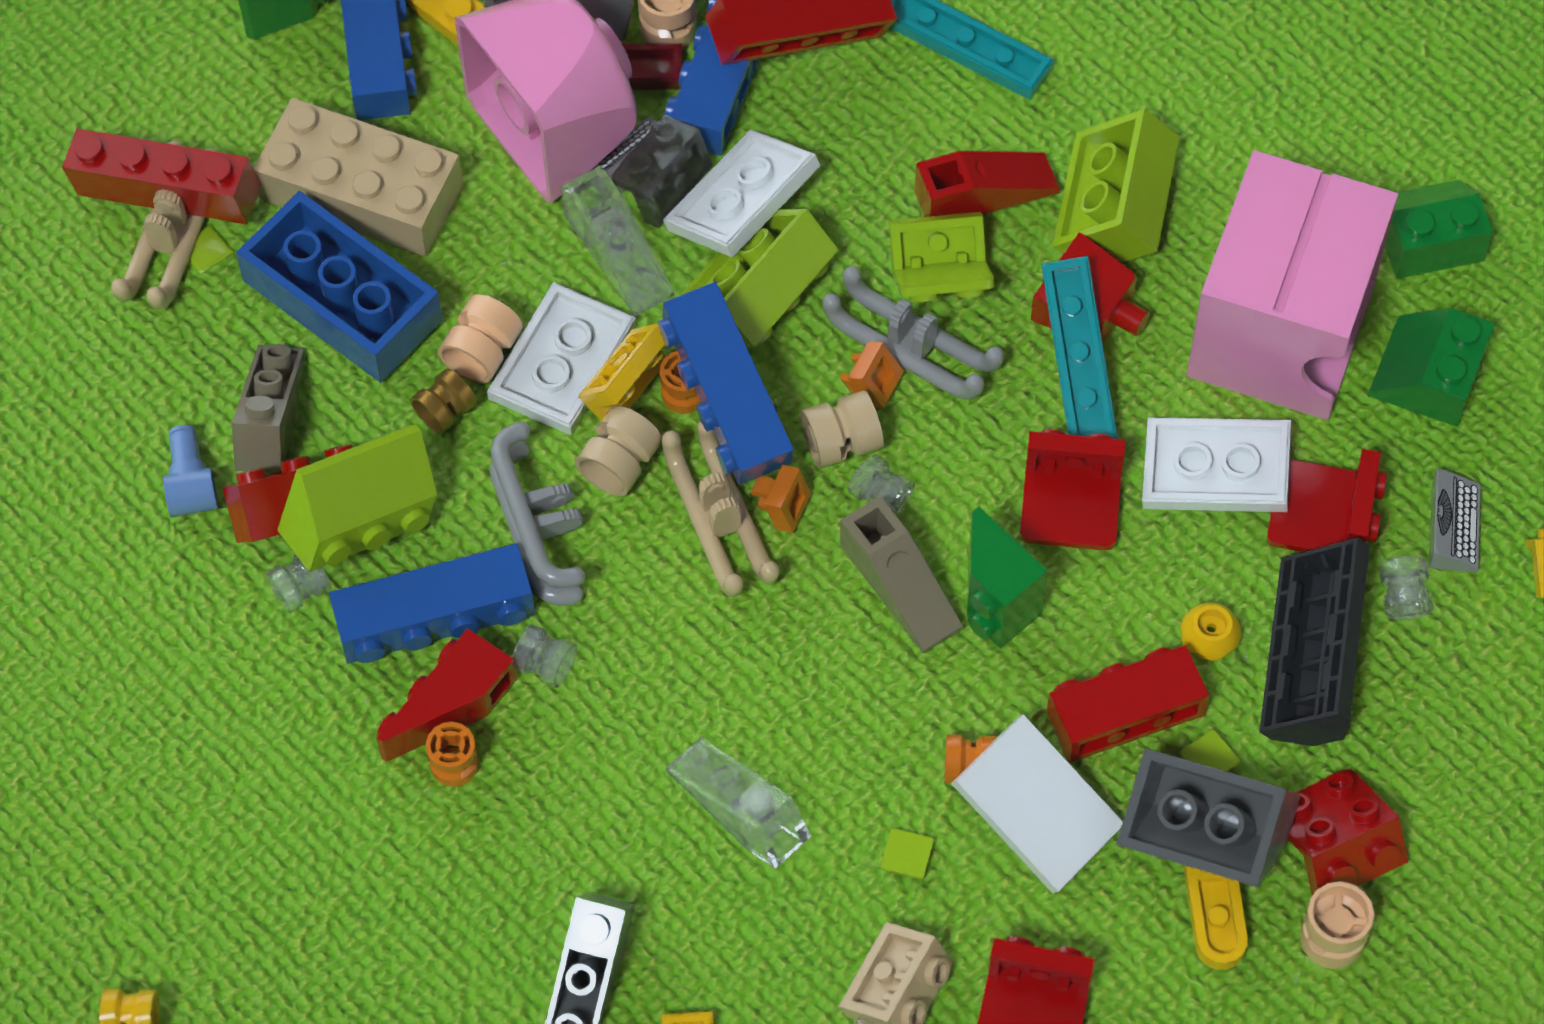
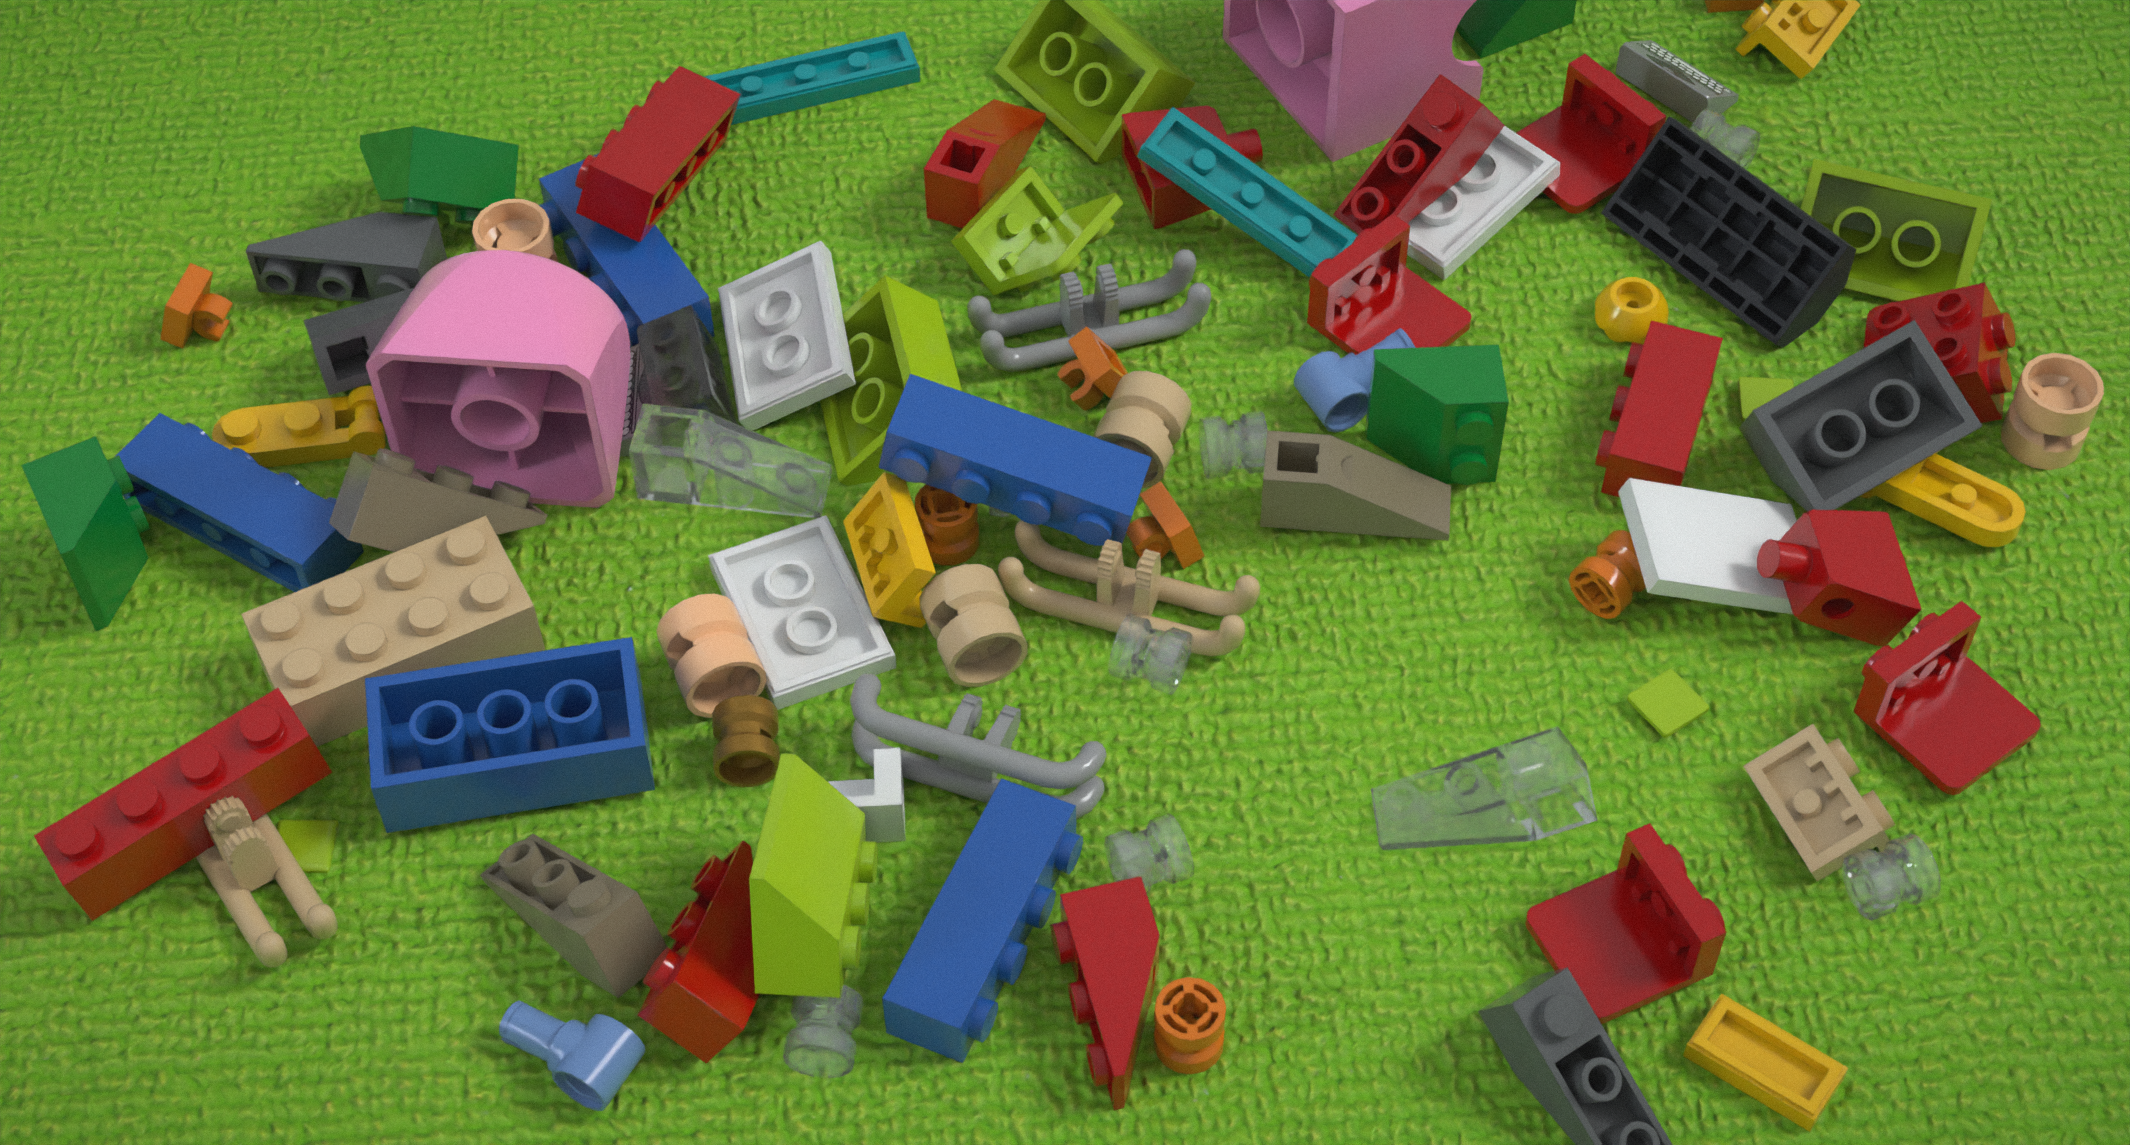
camera: 50 degrees left, 10 degrees down
(431, 111) = (396, 505): none -> dark tan slope
(464, 493) = (880, 797): none -> white panel
(684, 555) = (1150, 653): none -> clear wheel
(705, 934) = (1632, 929): none -> red bracket
(1011, 517) = (1340, 386): none -> medium blue pin
(1078, 882) = (1844, 574): none -> red torso
(1202, 424) = (1422, 158): none -> red slope
(1419, 736) = (1905, 232): none -> lime slope

